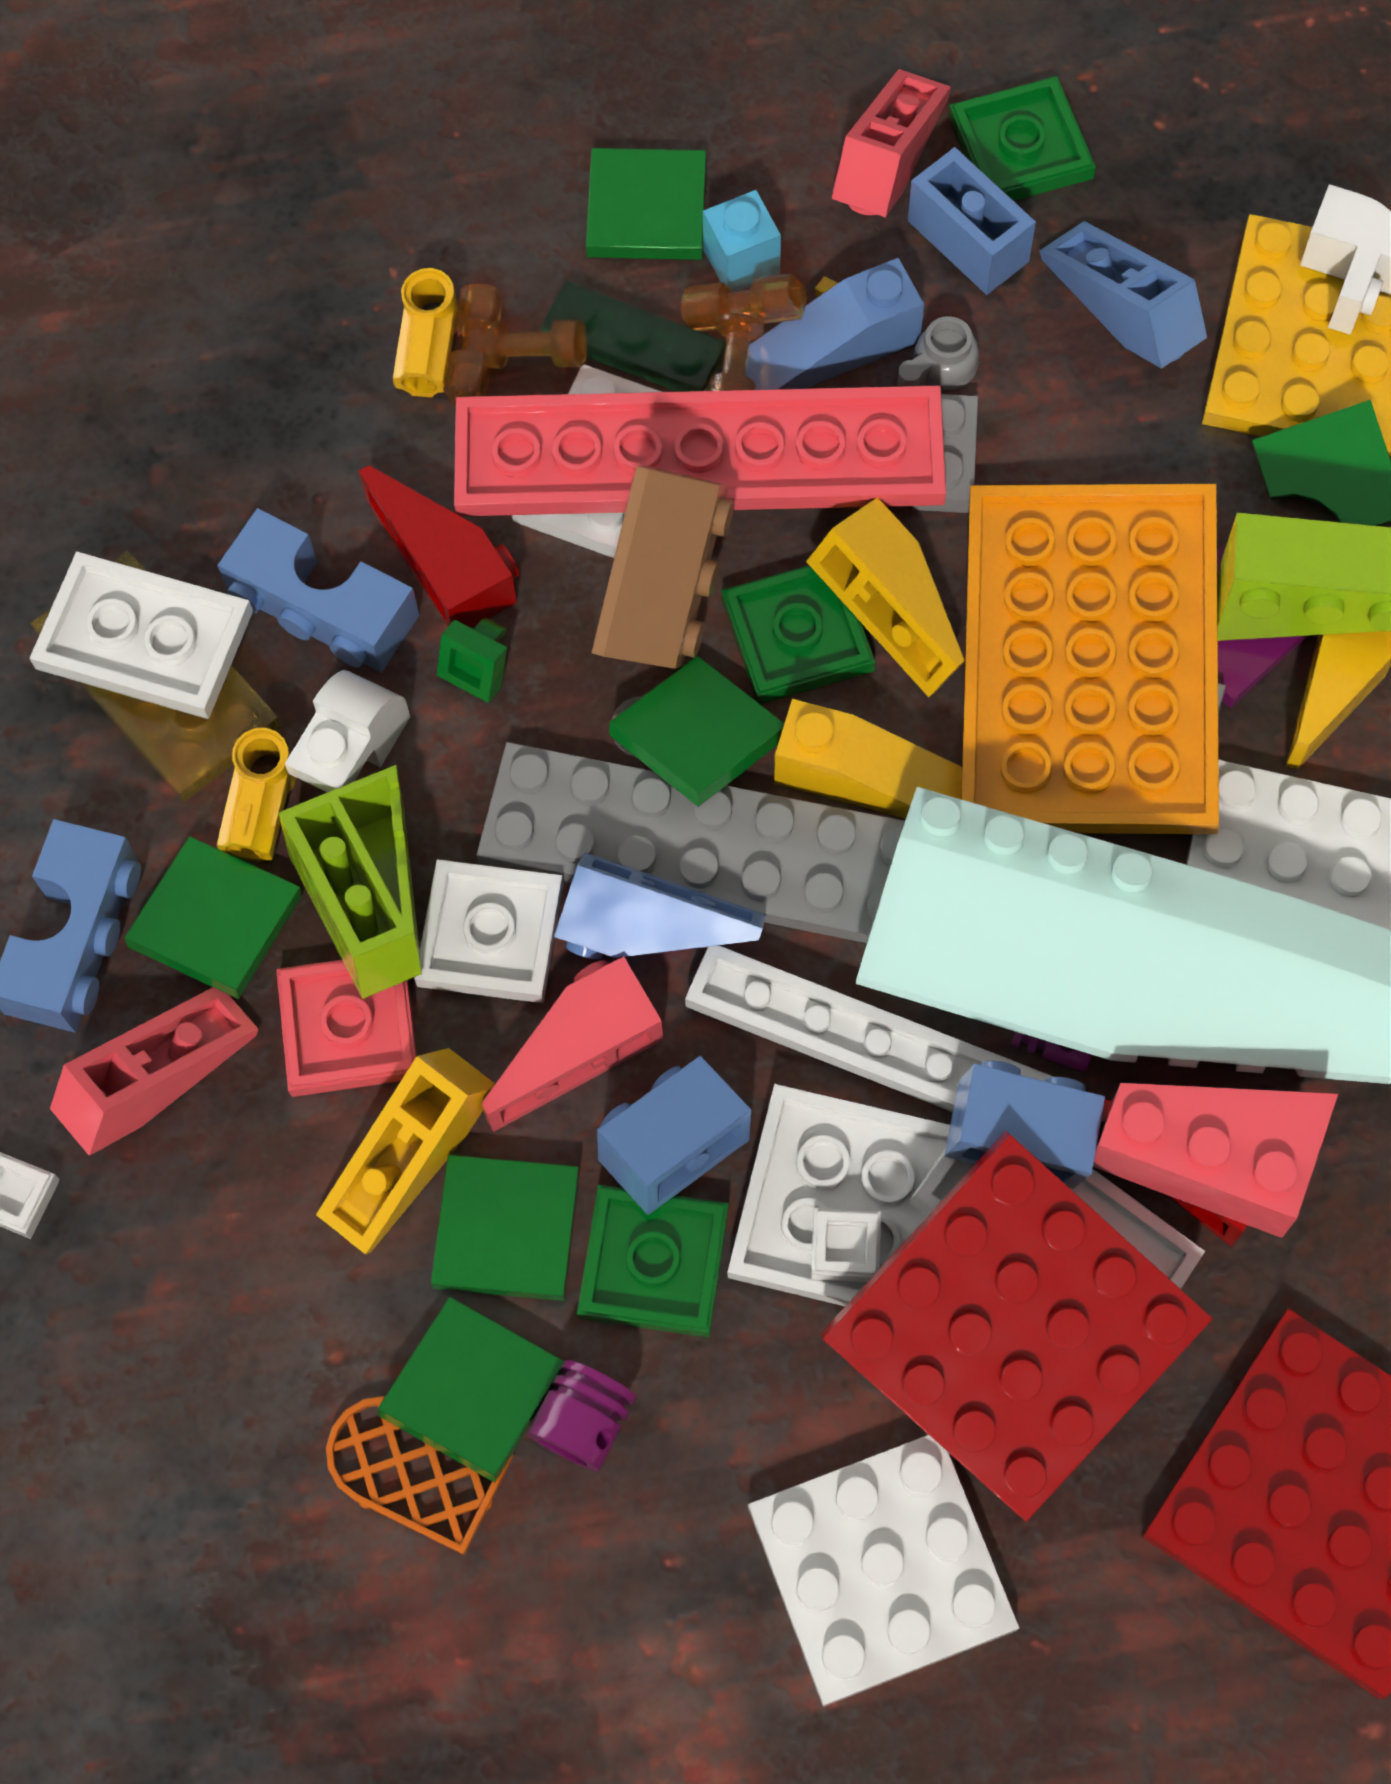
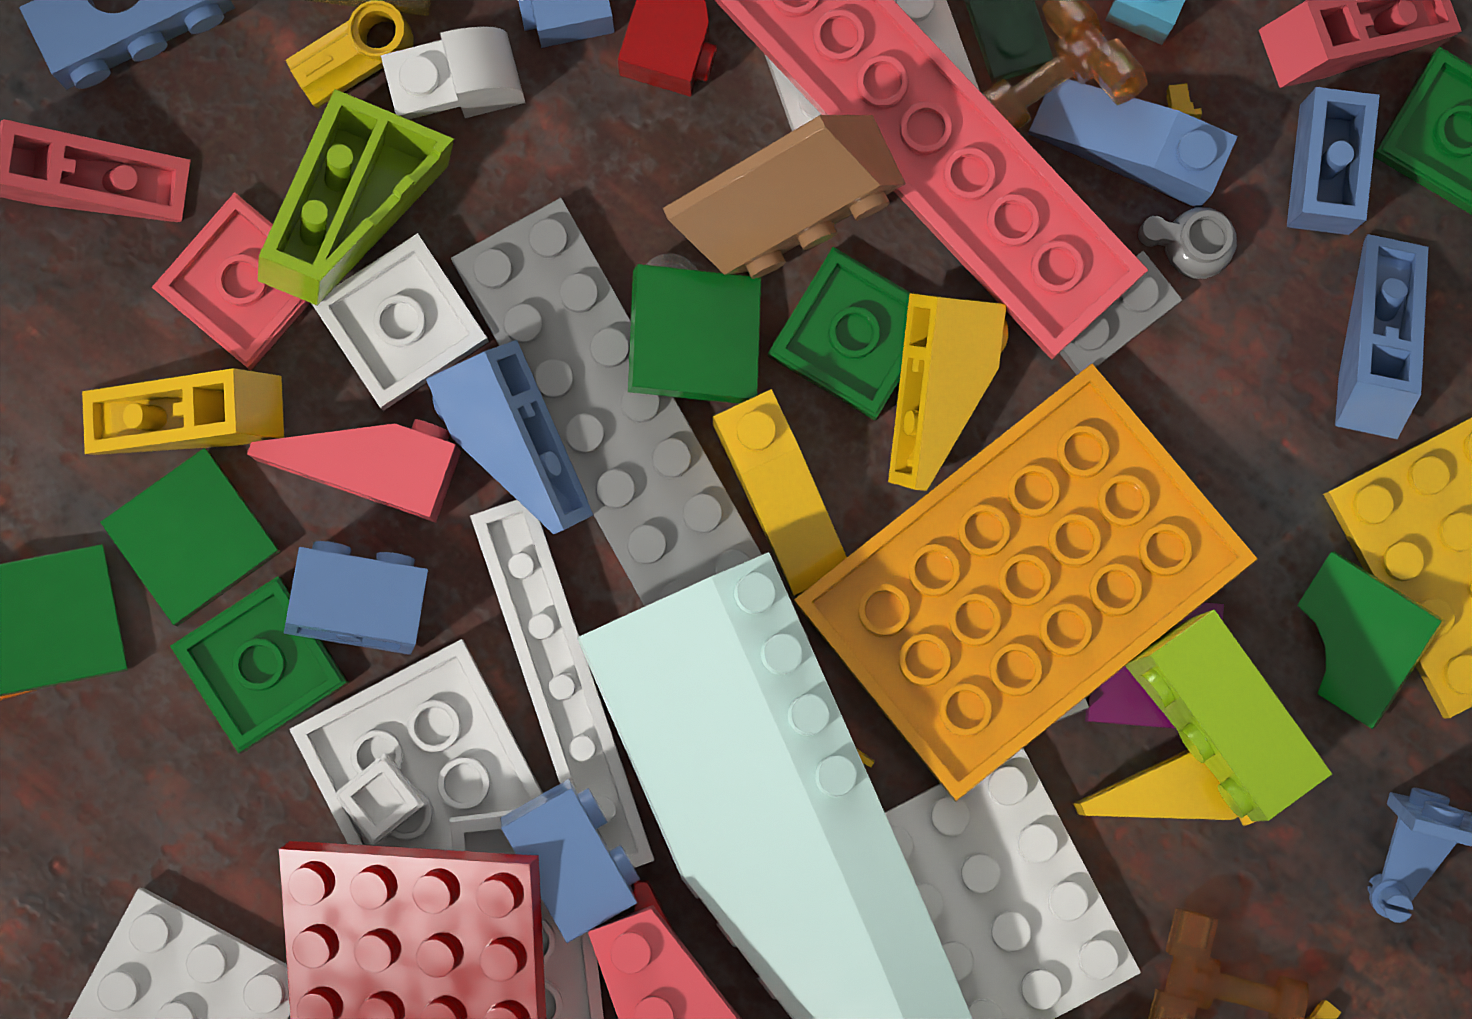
camera: 40 degrees right, 15 degrees up
(213, 917) = (233, 108): green tile -> none
(473, 658) = (606, 112): green tile -> none
(581, 1415) = (94, 717): magenta piece -> none

